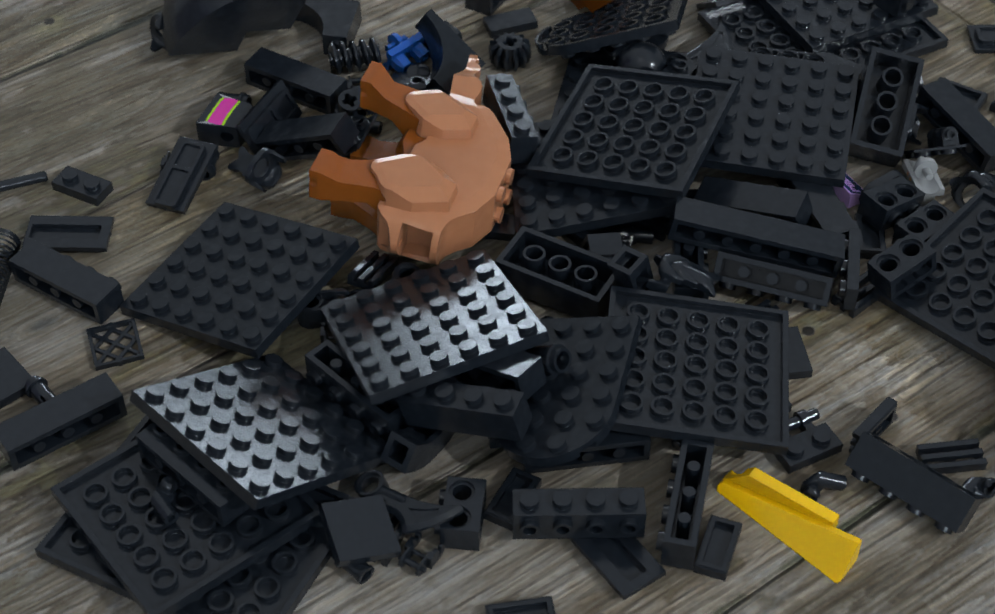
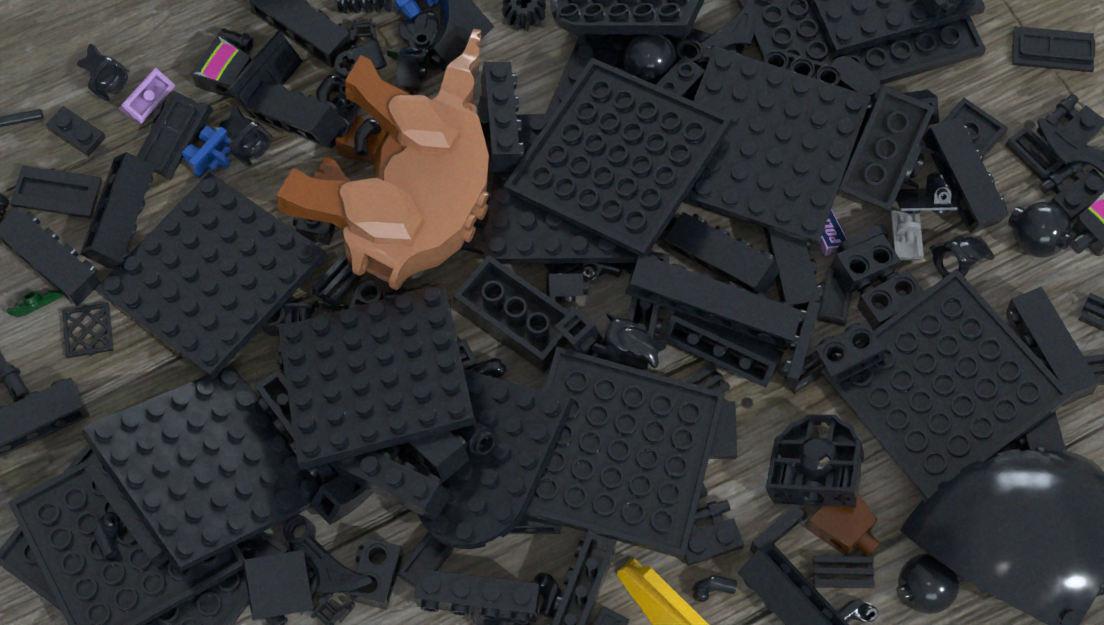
camera: 10 degrees right, 20 degrees up
(54, 326) = (33, 302): none -> dark green piece
(107, 137) = (106, 70): none -> black hair
(136, 237) = (118, 210): none -> black brick
(150, 152) = (147, 96): none -> lavender slope
(225, 185) = (211, 154): none -> blue hips
(342, 223) = (315, 231): none -> black brick
(382, 140) = (361, 135): none -> black arm
(653, 515) = (549, 590): none -> black arm
(883, 362) = (800, 469): none -> black connector
(940, 411) = (845, 527): none -> reddish brown torso

